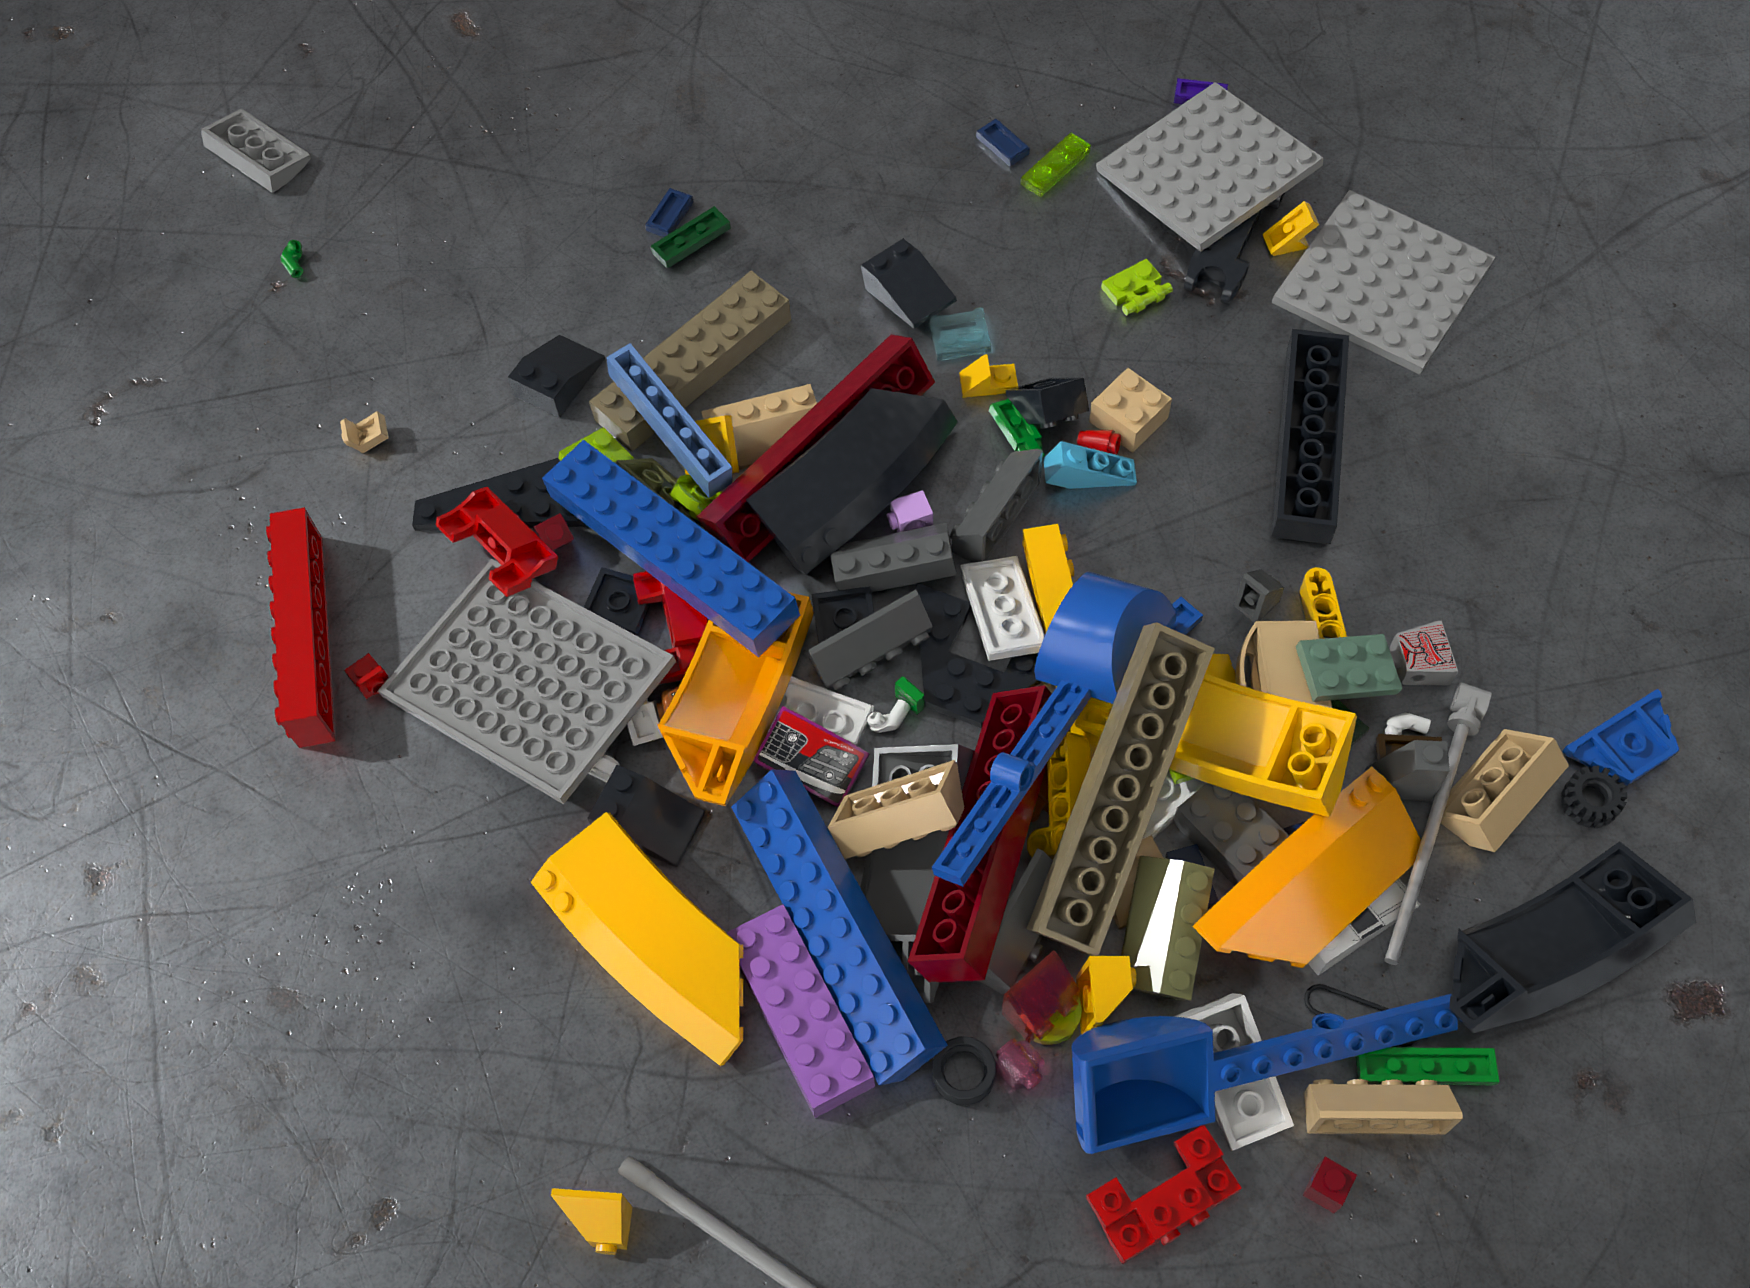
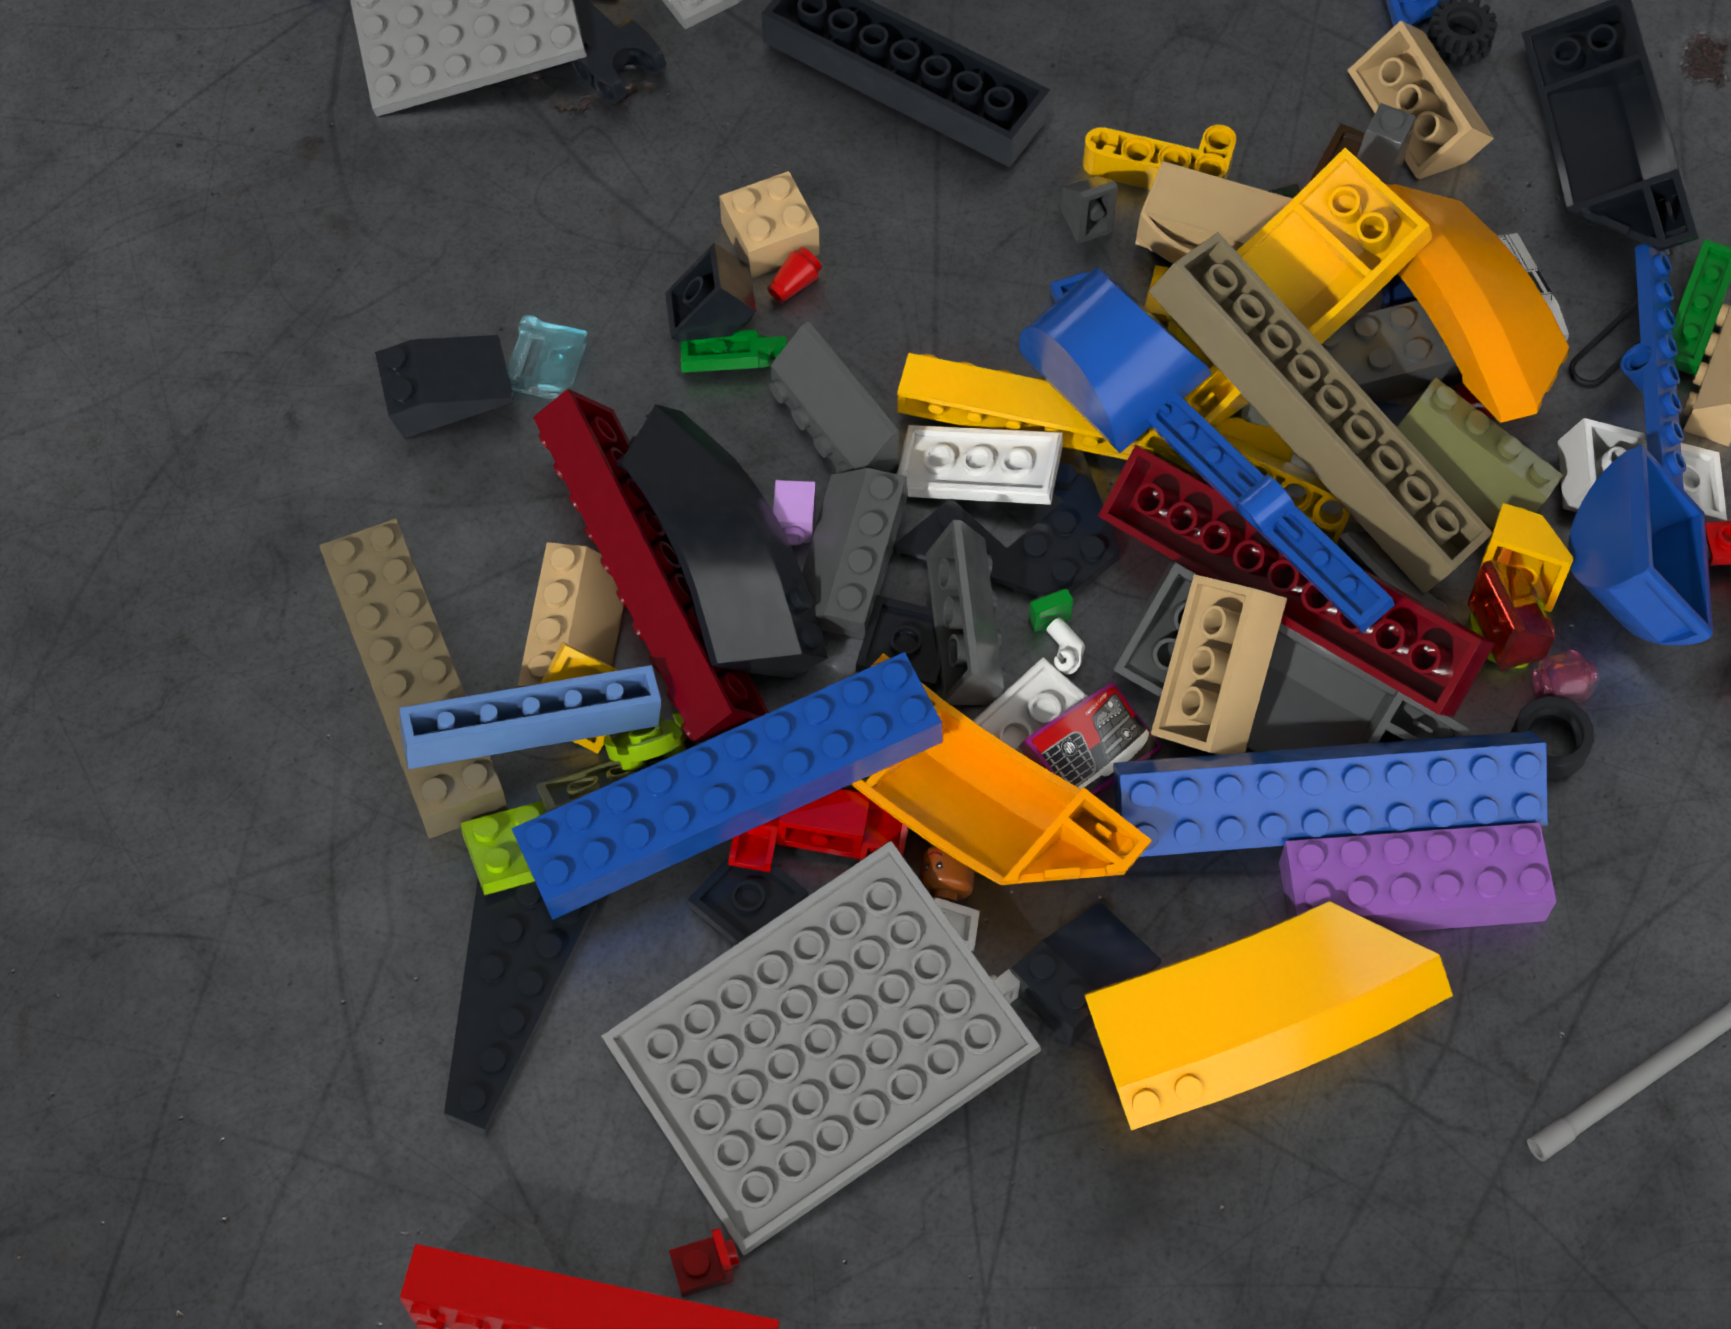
camera: 70 degrees left, 0 degrees up
(366, 433) = (287, 1145): tan bracket -> none
(503, 536) = (589, 1000): red bracket -> none
(554, 374) = (330, 858): black slope -> none
(554, 532) = (607, 940): dark red brick -> none
(598, 1216) = (1604, 1194): yellow slope -> none
(669, 213) = (130, 624): dark blue tile -> none
(690, 237) = (195, 609): dark green plate -> none
(985, 380) = (632, 356): yellow slope -> none
(1003, 142) = (266, 194): dark blue tile -> none
(1055, 164) = (341, 153): clear neon green plate -> none
(1085, 467) = (828, 297): medium azure slope -> none
(1133, 281) = (575, 151): lime plate -> none
(1348, 667) = (1235, 157): sand green plate -> none
(1407, 721) = (1303, 151): white arm -> none
(1424, 656) = (1235, 93): light grey torso -> none
(1469, 709) = (1315, 81): flat silver piece -> none

